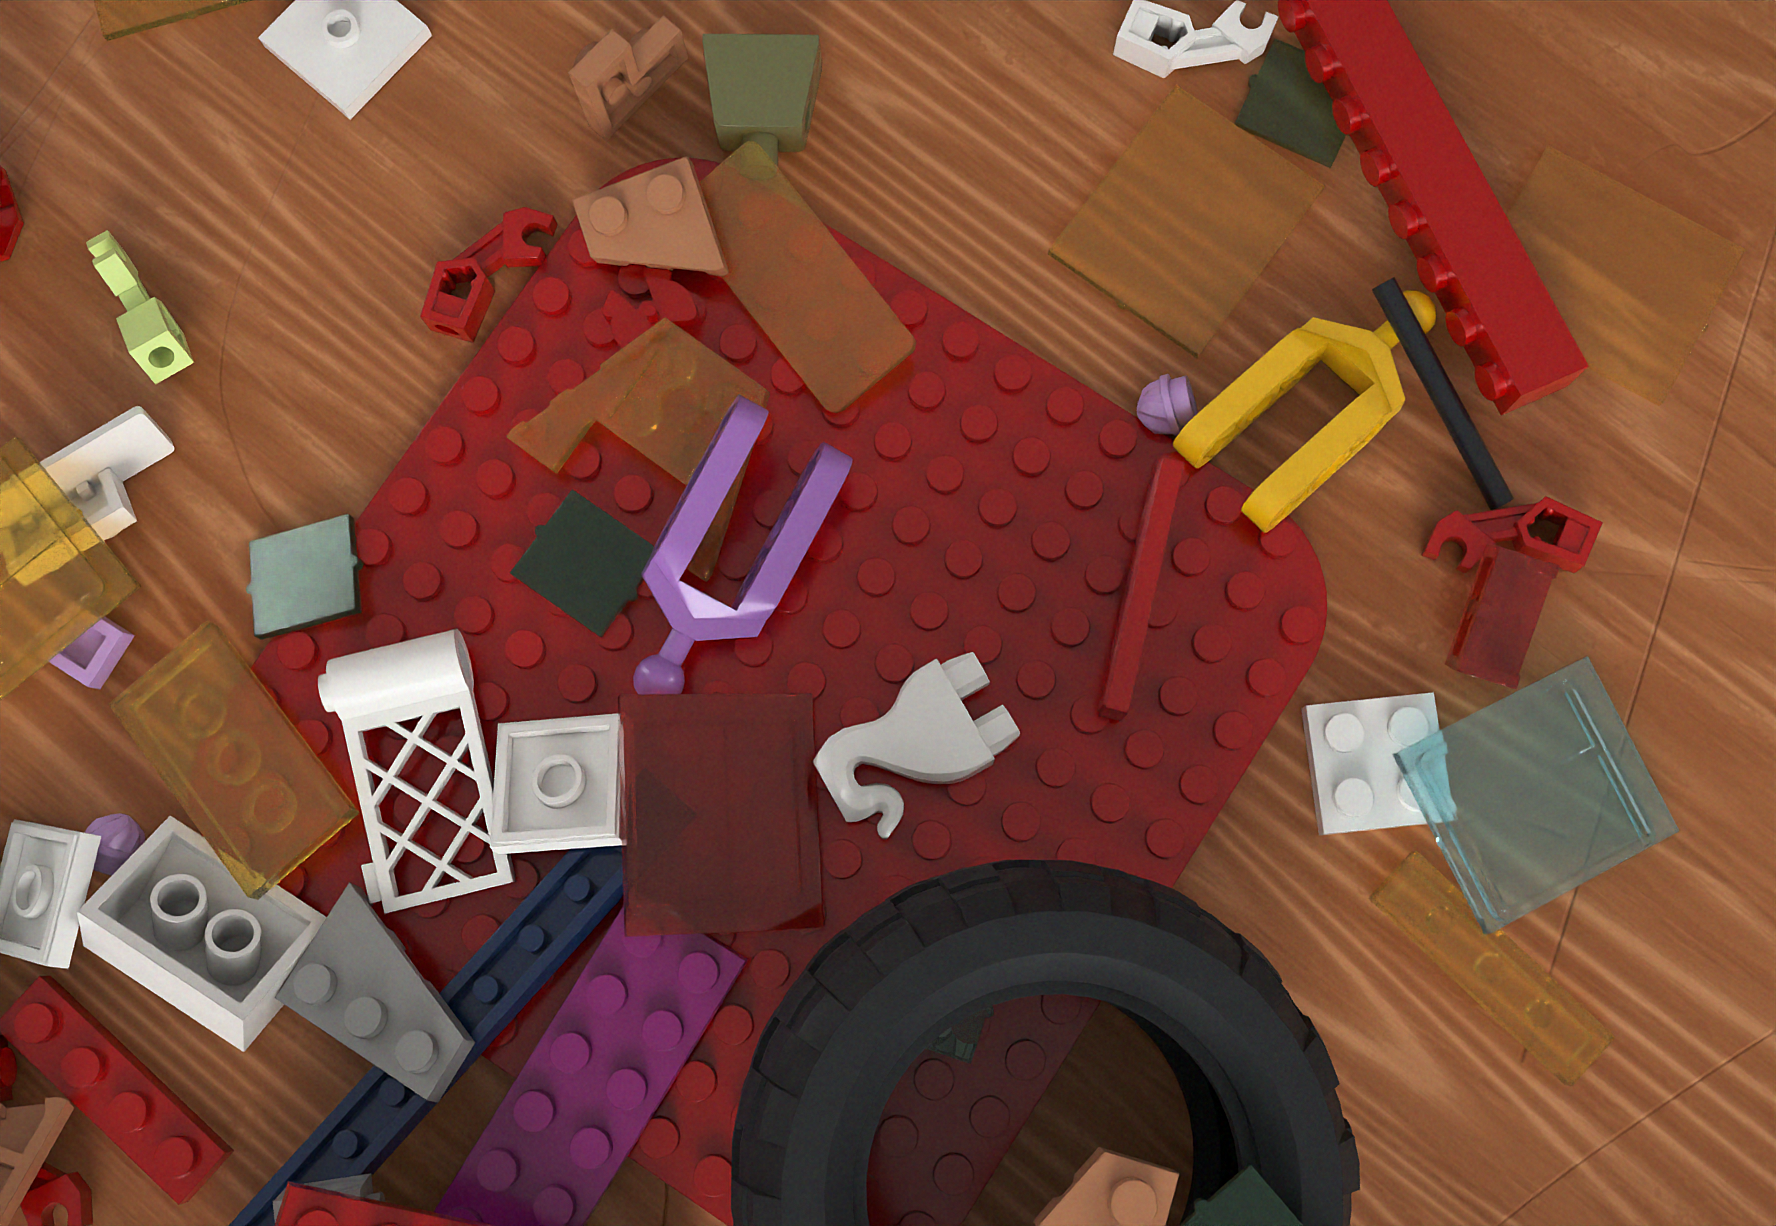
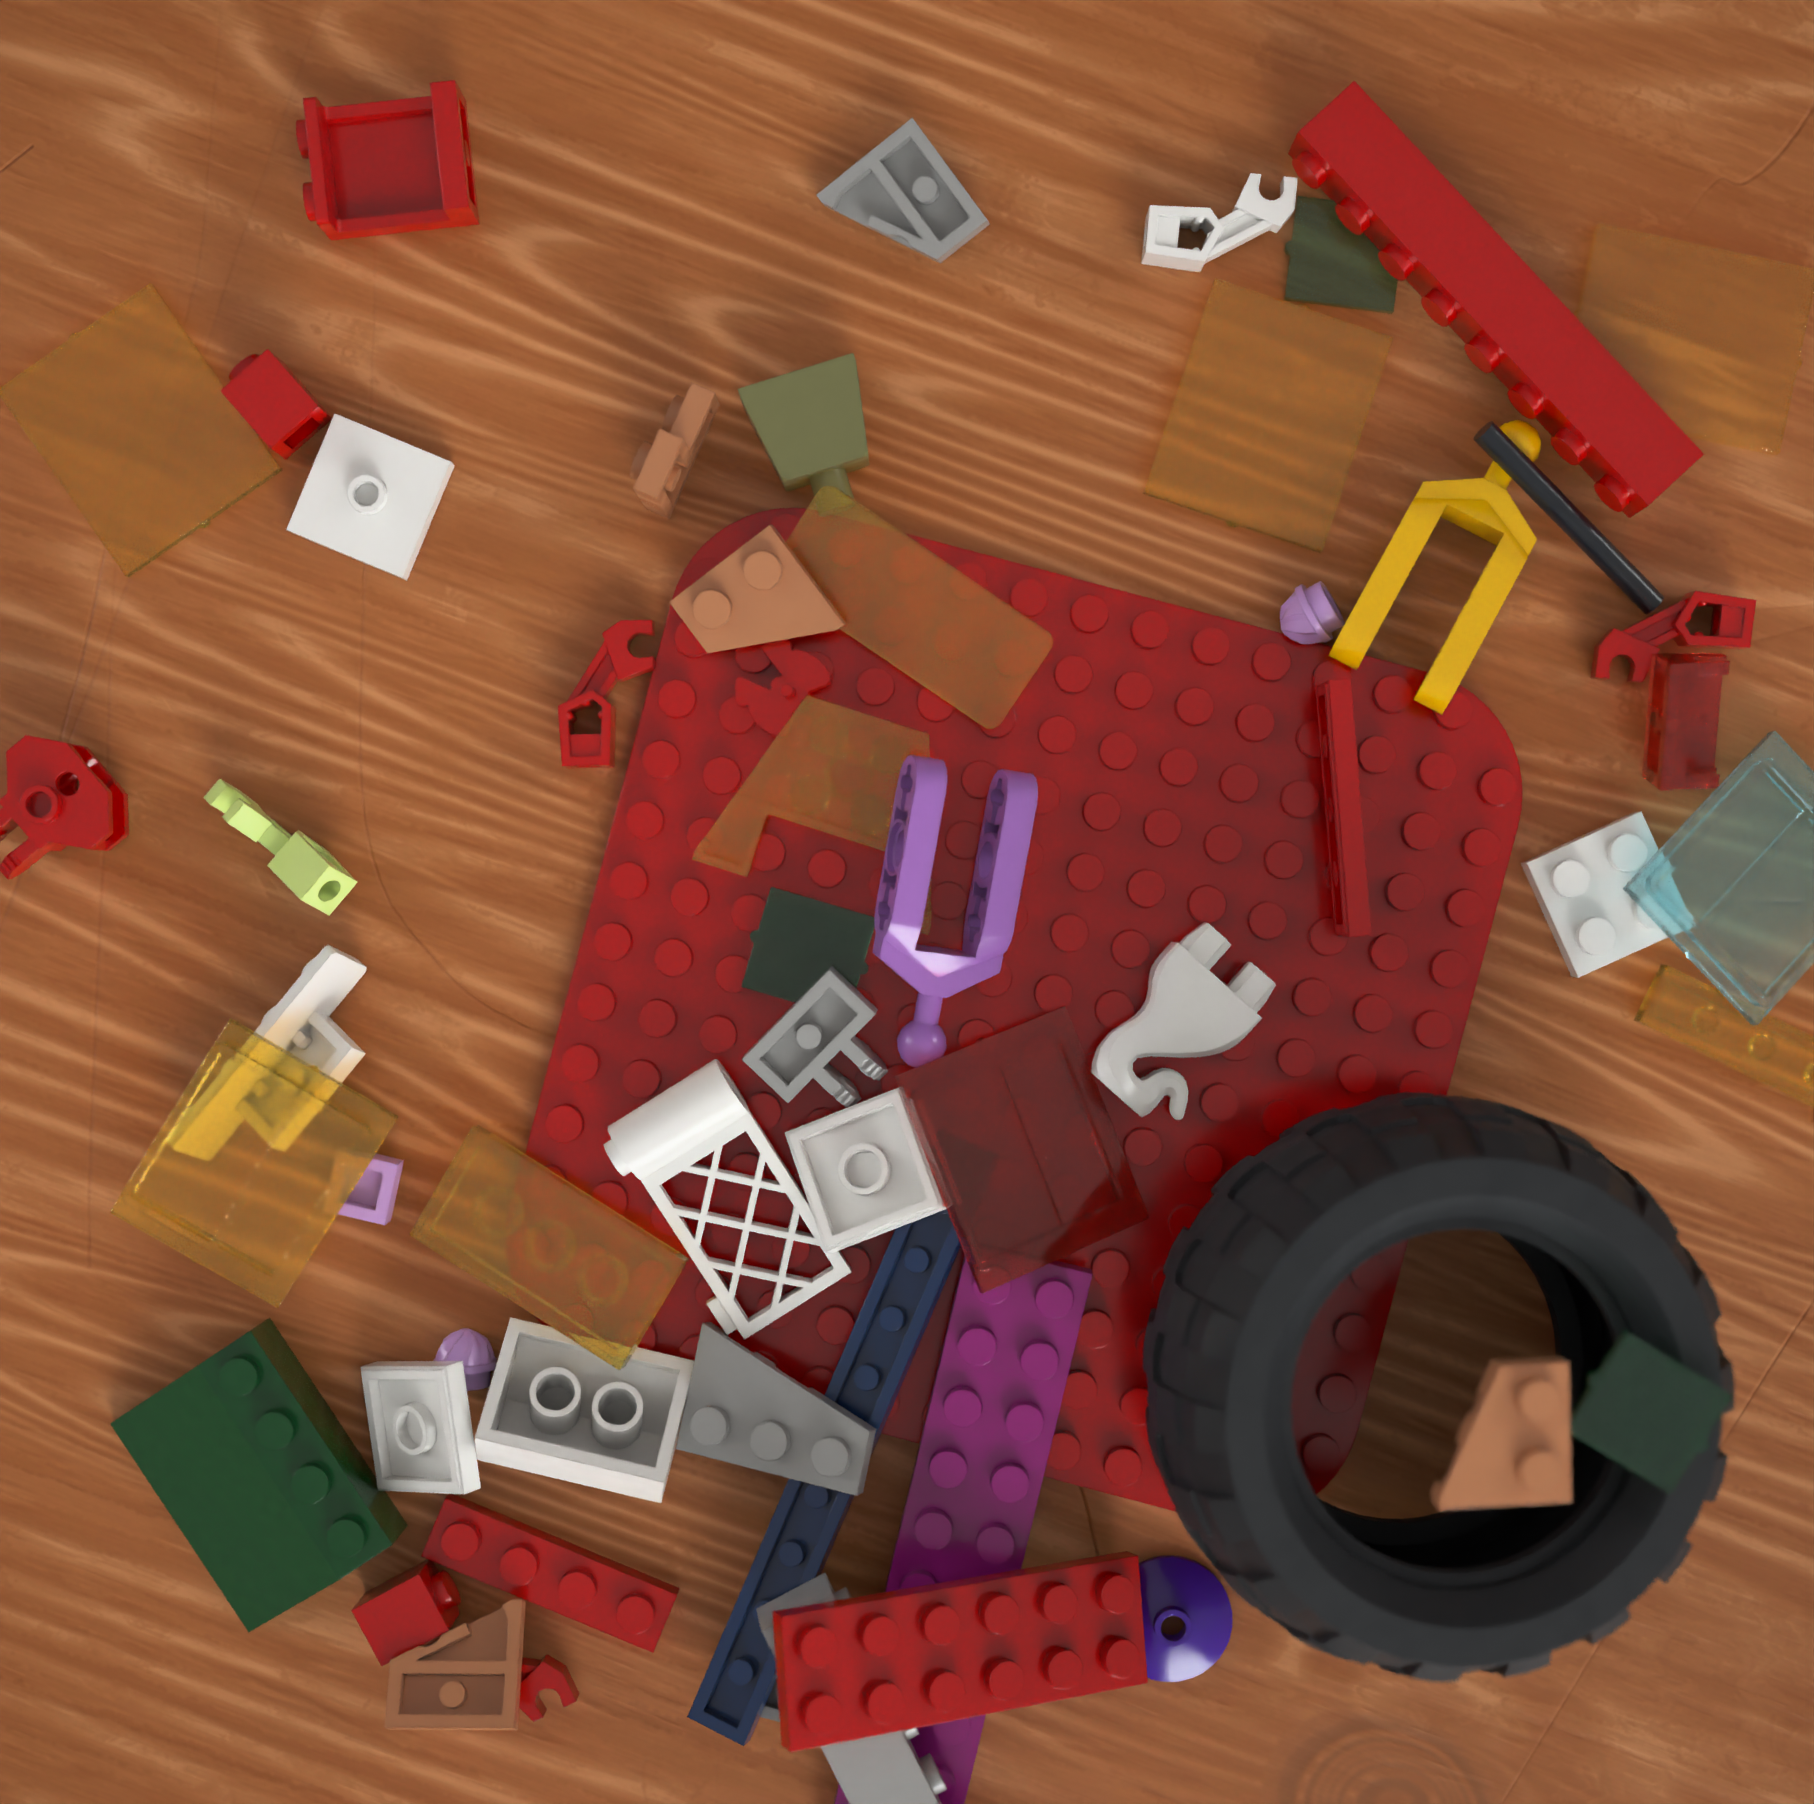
camera: 20 degrees left, 10 degrees up
(304, 577) = (545, 1052): clear green piece -> none
(557, 636) = (811, 1035): none -> light grey hinge

